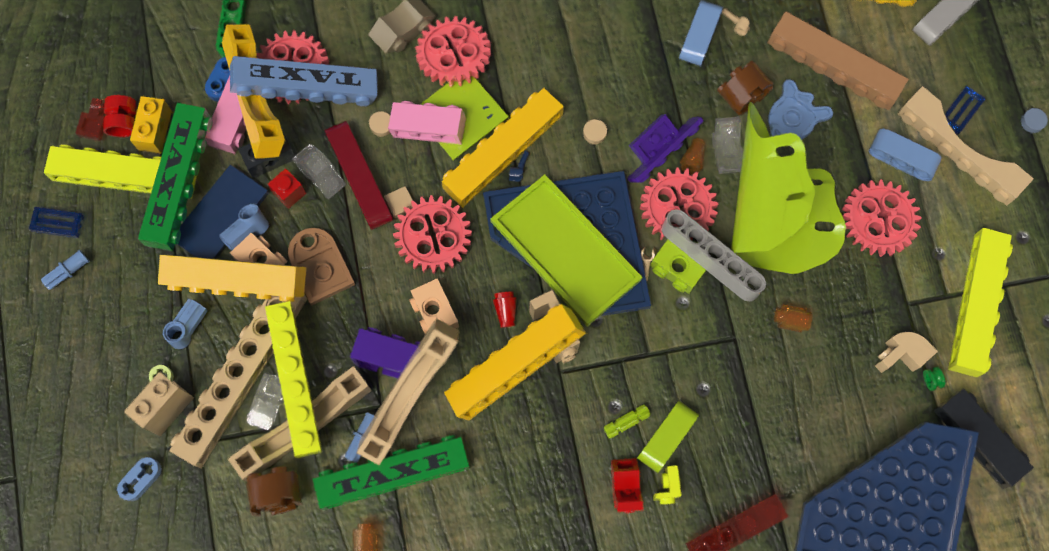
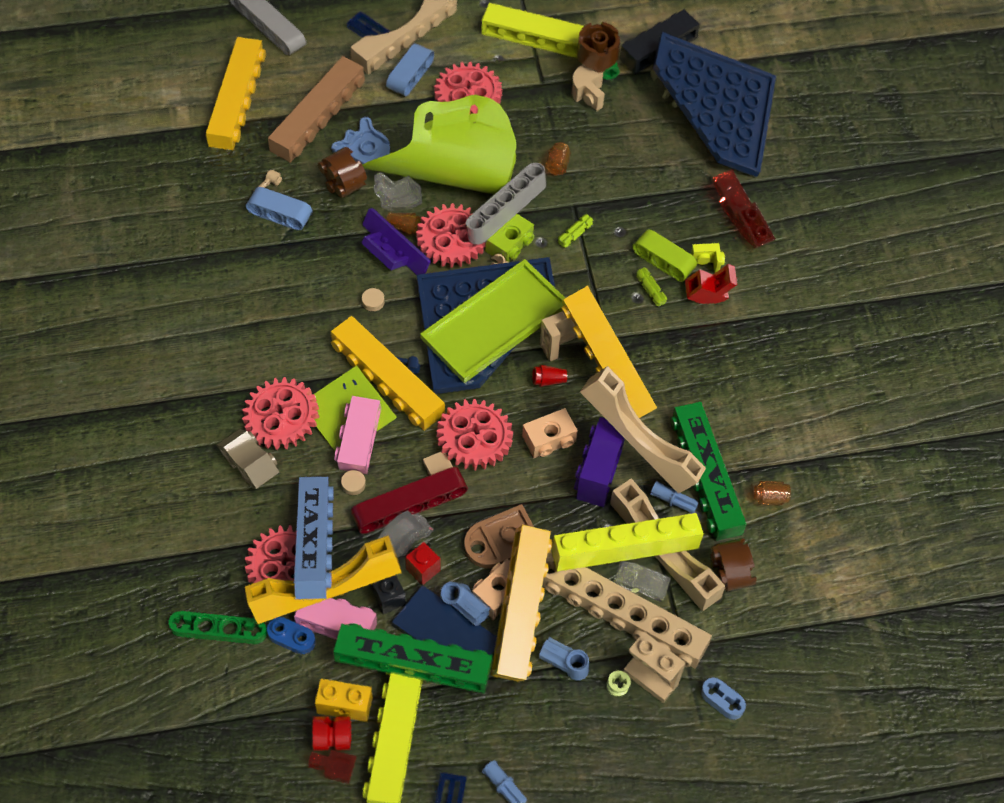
camera: 90 degrees left, 15 degrees down
(697, 338) = (575, 230): none -> lime axle
(963, 360) = (598, 46): none -> reddish brown brick

